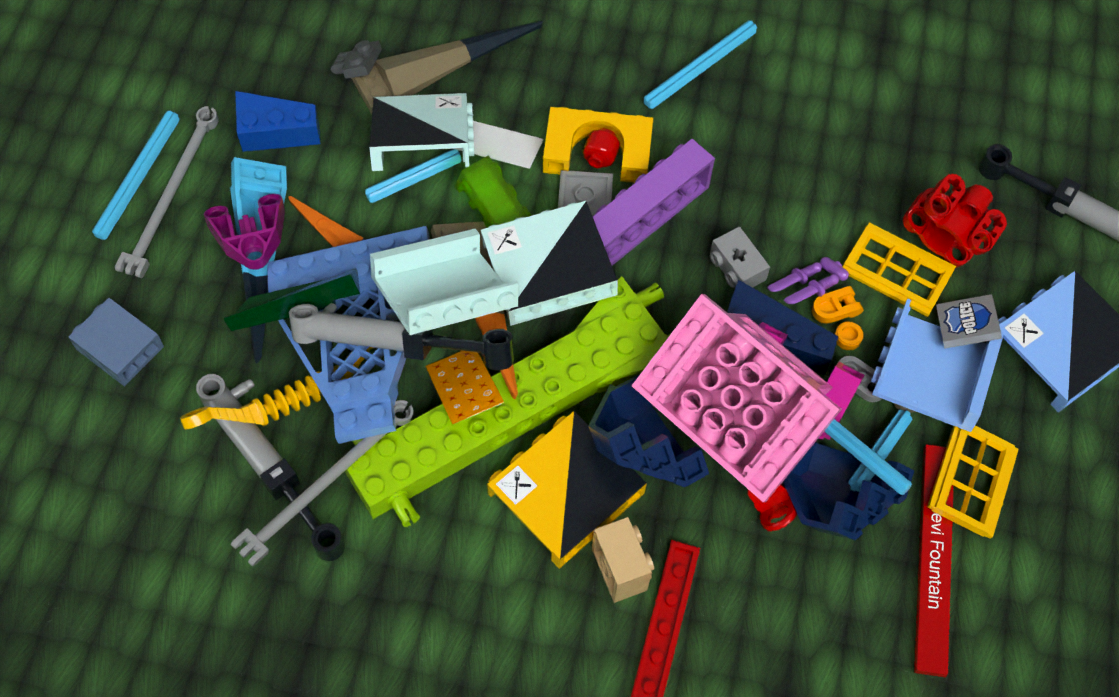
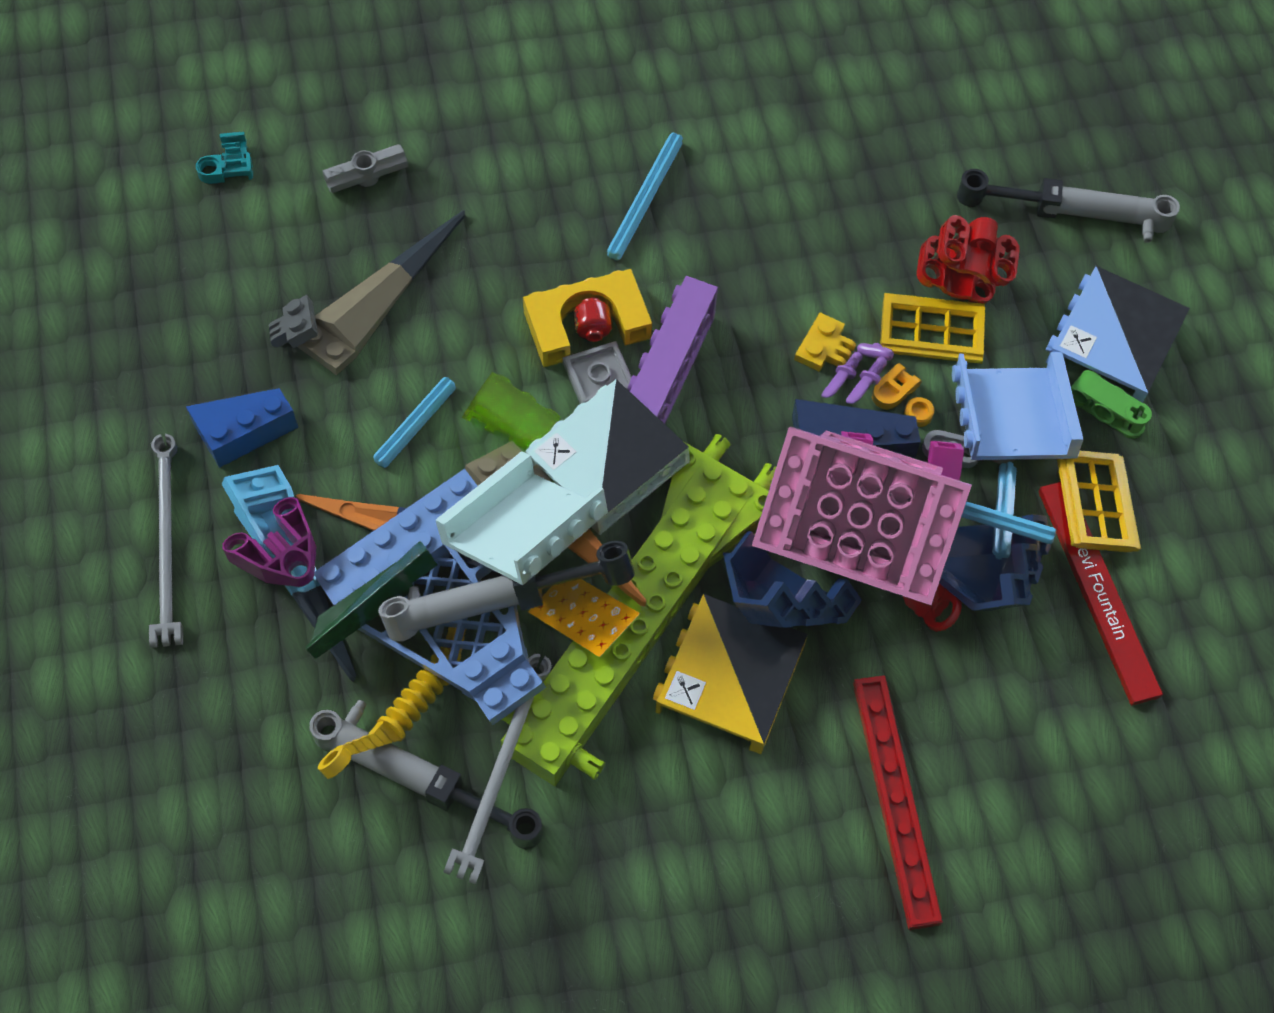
camera: 25 degrees left, 0 degrees up
(116, 341) = (194, 721): sand blue brick -> none
(135, 175) = (118, 538): medium azure axle -> none
(421, 124) = (403, 367): panel -> none
(504, 145) = (473, 356): white sticker -> none
(622, 559) = (822, 718): tan brick -> none
(739, 259) = (782, 378): light grey brick -> none
(793, 245) = (825, 344): none -> yellow hinge
(968, 321) = (1024, 353): tile -> none
(1028, 398) = (1110, 404): none -> bright green piece

